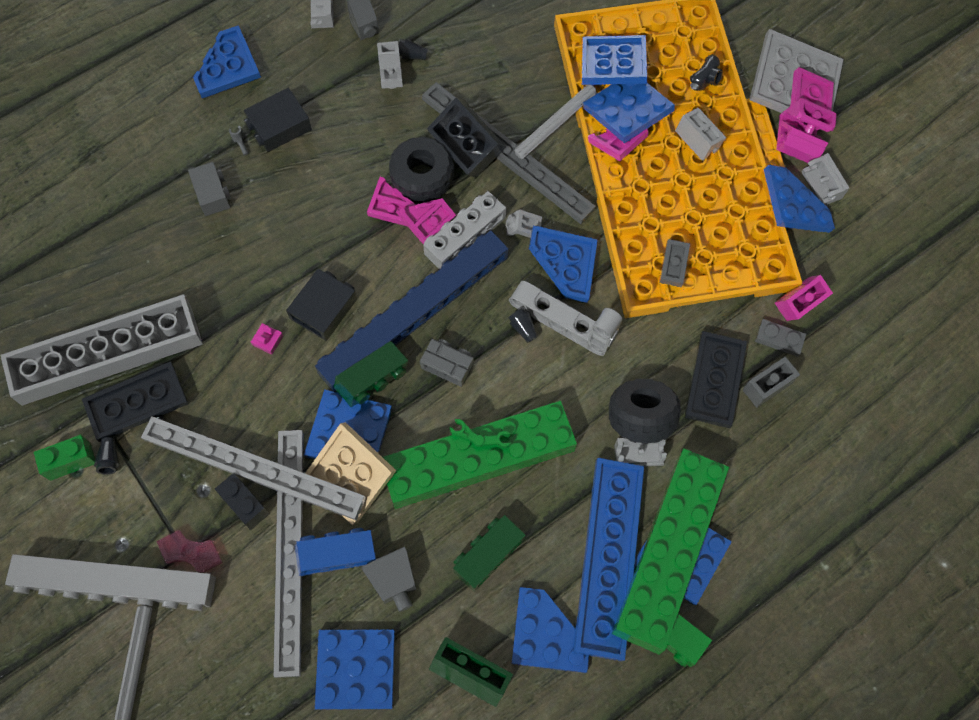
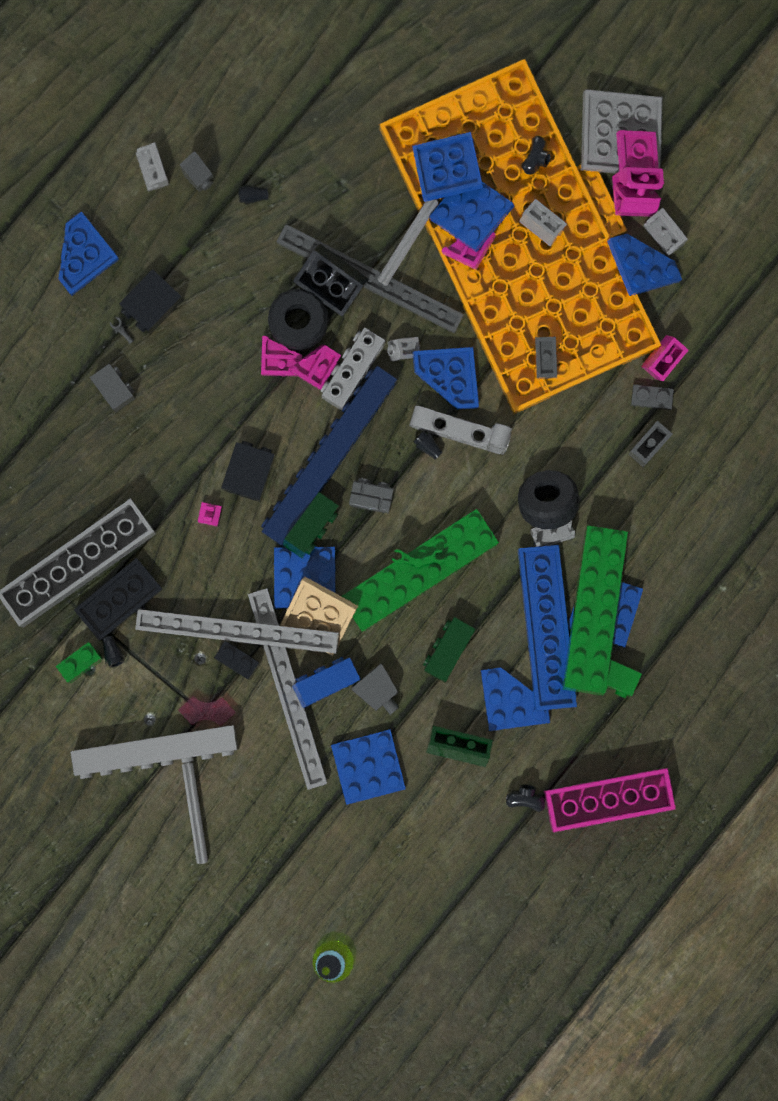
camera: 10 degrees left, 15 degrees up
(389, 64) = (238, 220): light grey brick -> none
(716, 379) = (603, 451): black plate -> none

